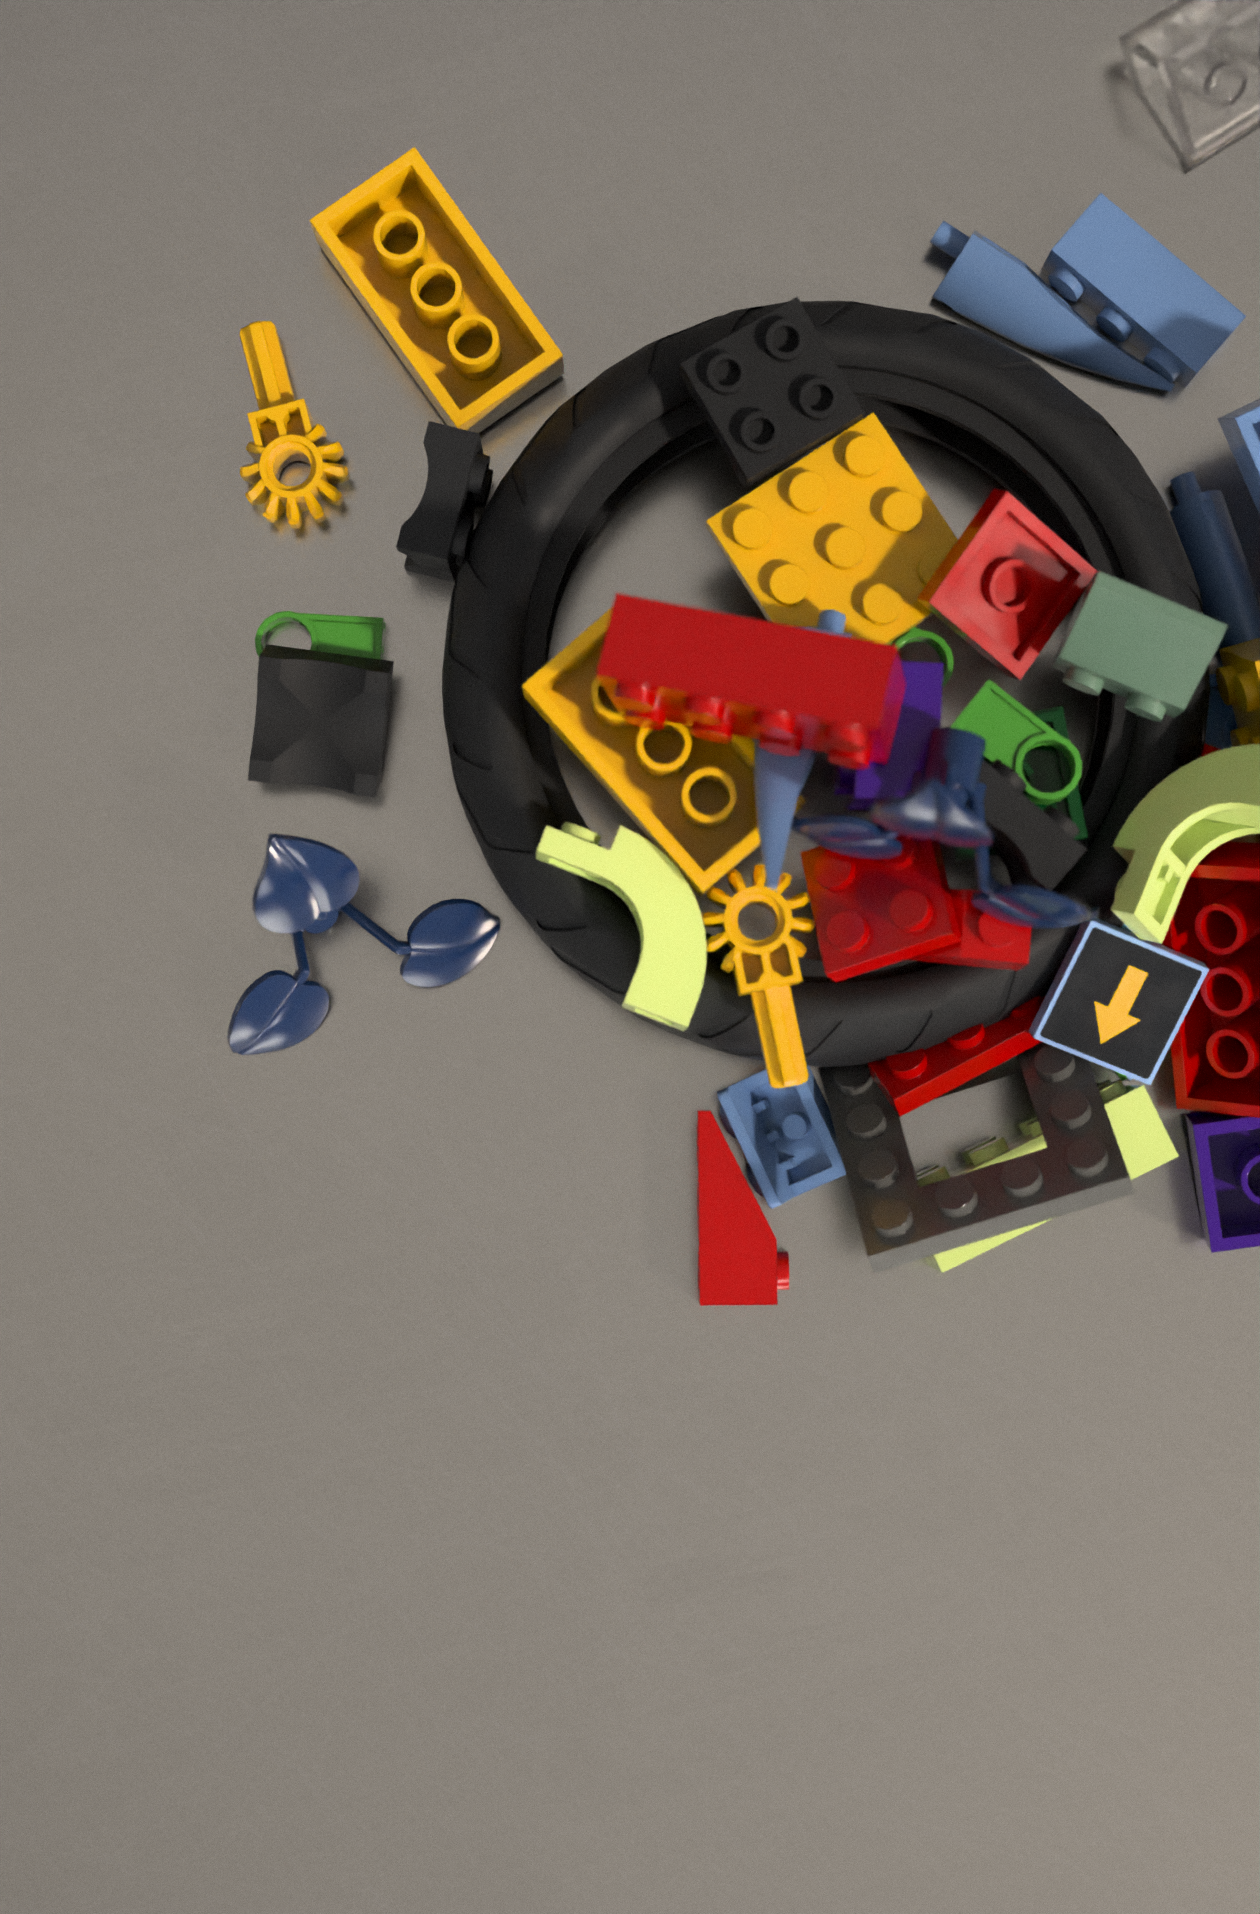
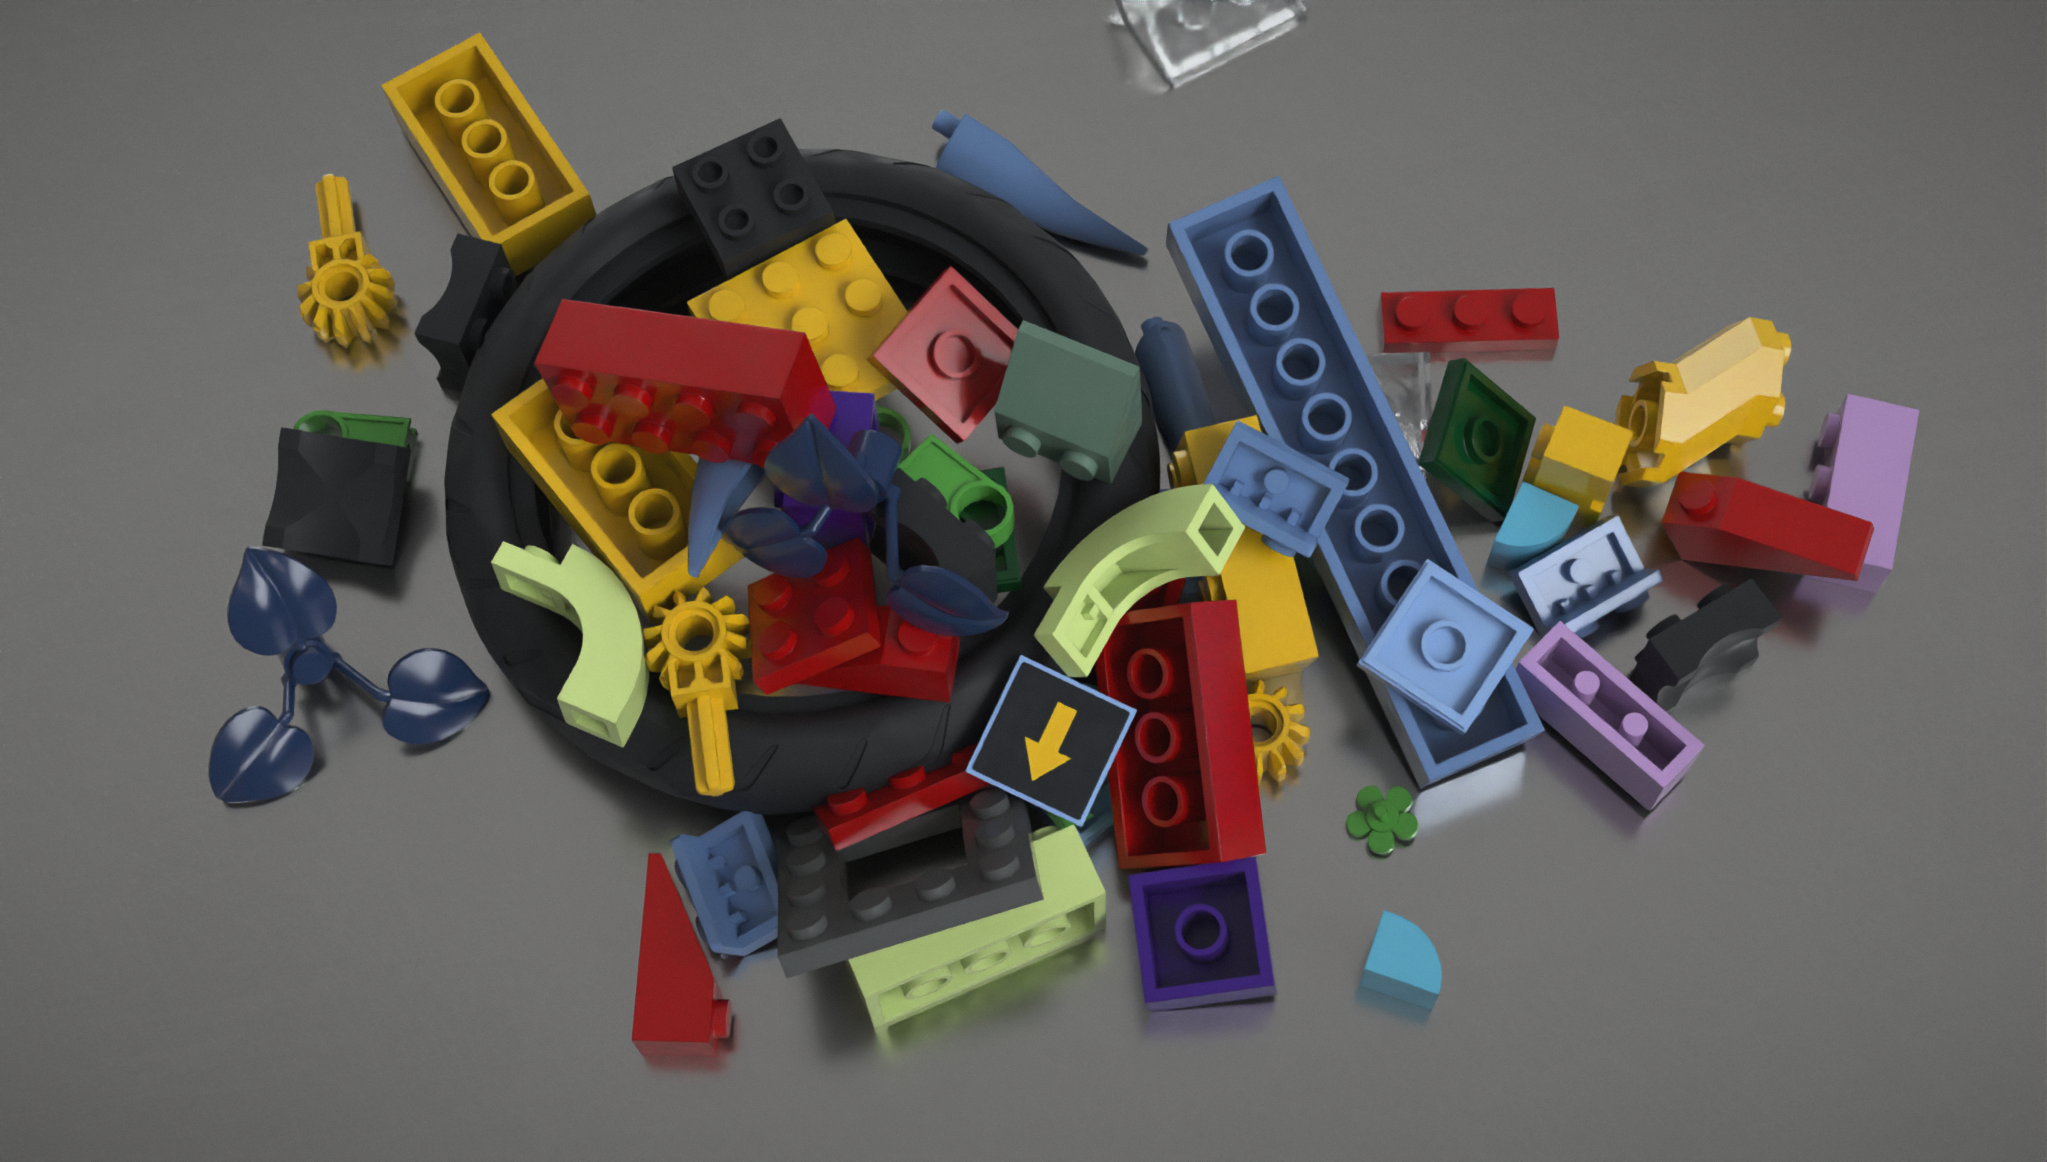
camera: 10 degrees right, 20 degrees down
(1141, 292) = (1117, 169): medium blue brick -> none

